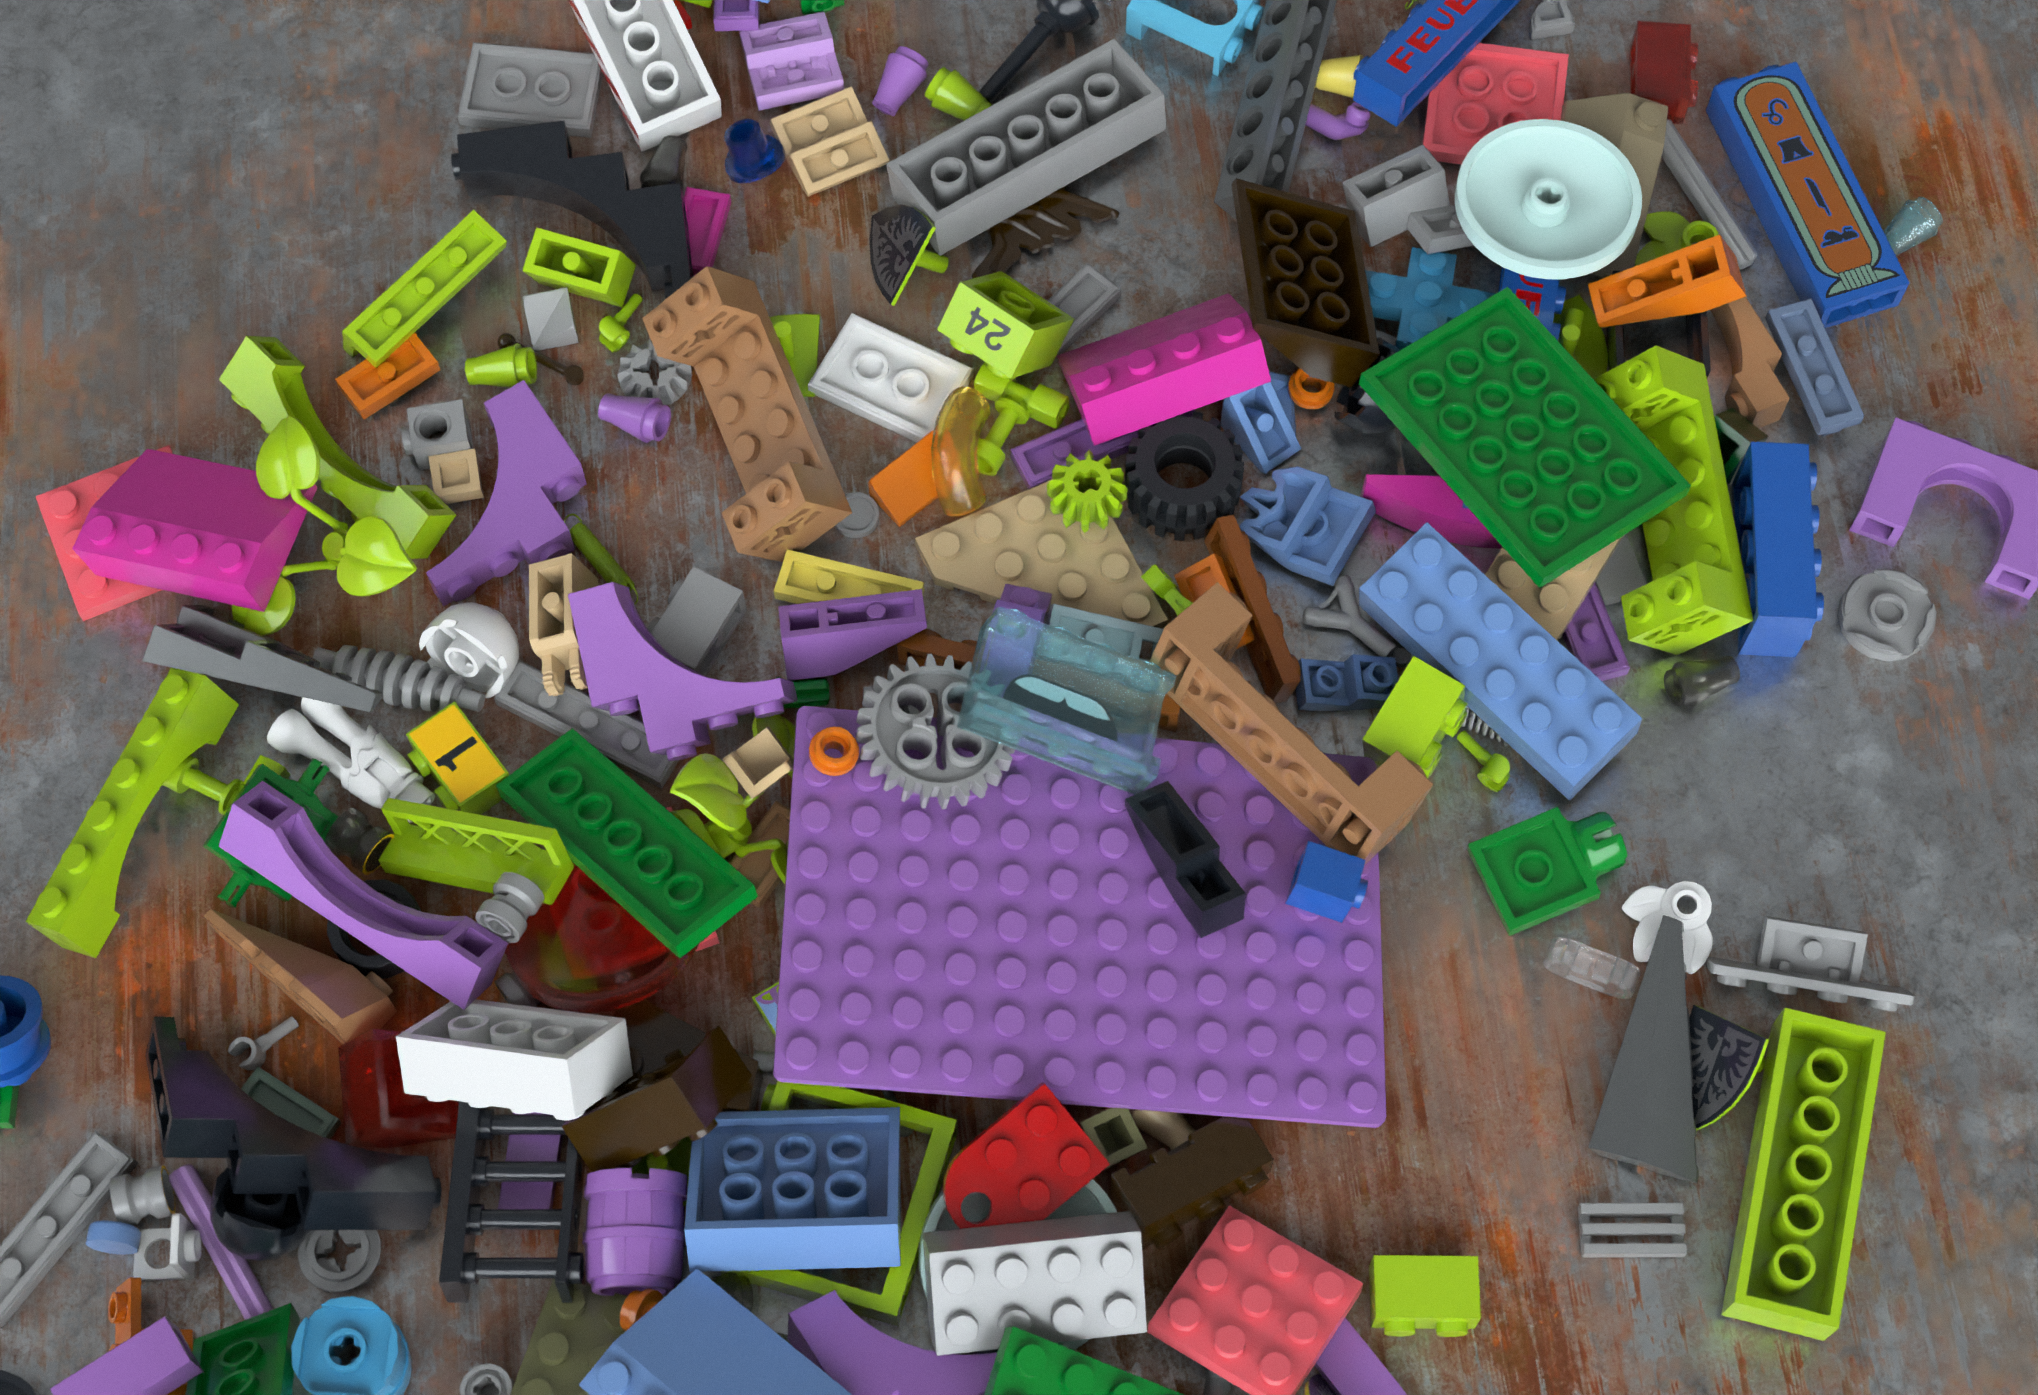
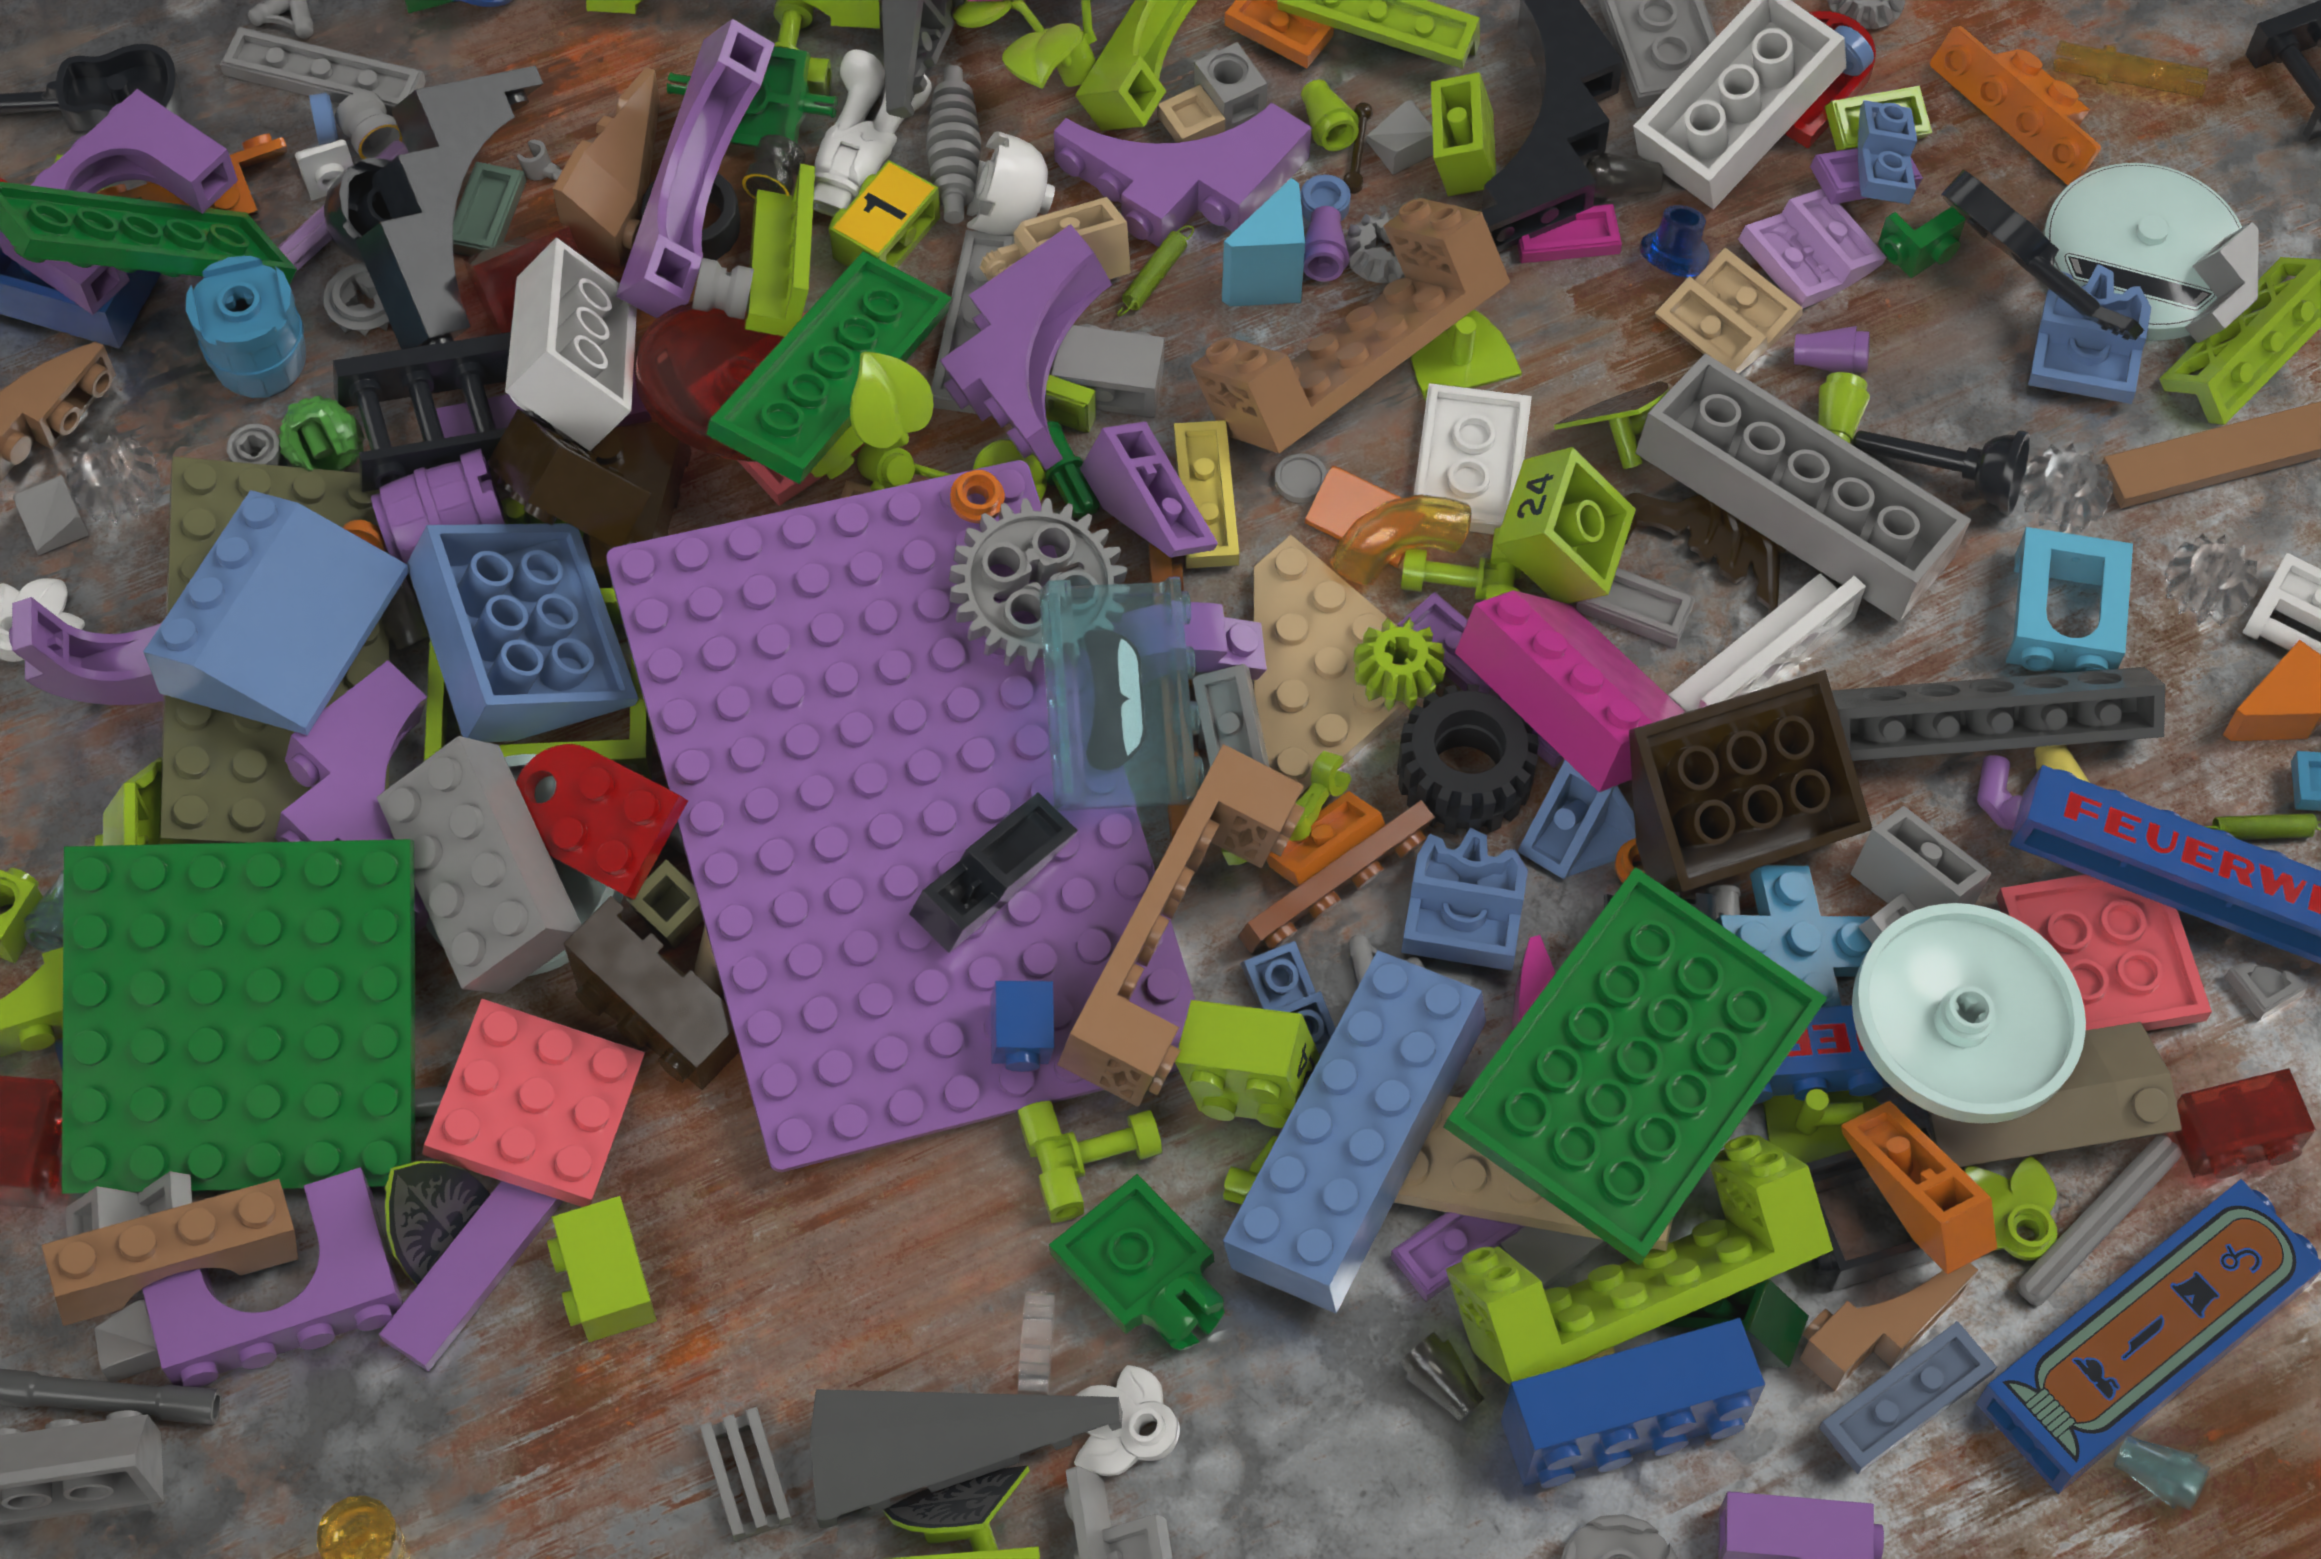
camera: 70 degrees right, 5 degrees down
(493, 1326) = (320, 435): none -> bright green piece
(581, 402) = (1325, 191): none -> medium blue tile
(612, 332) = (1416, 187): lime hand -> none
(642, 448) = (1267, 253): none -> medium azure slope
(721, 663) = (1070, 404): none -> lime tile
(760, 762) = (950, 448): tan panel -> none
(1157, 229) = (1774, 644): none -> white fence
(1432, 895) = (1064, 1158): none -> lime bar

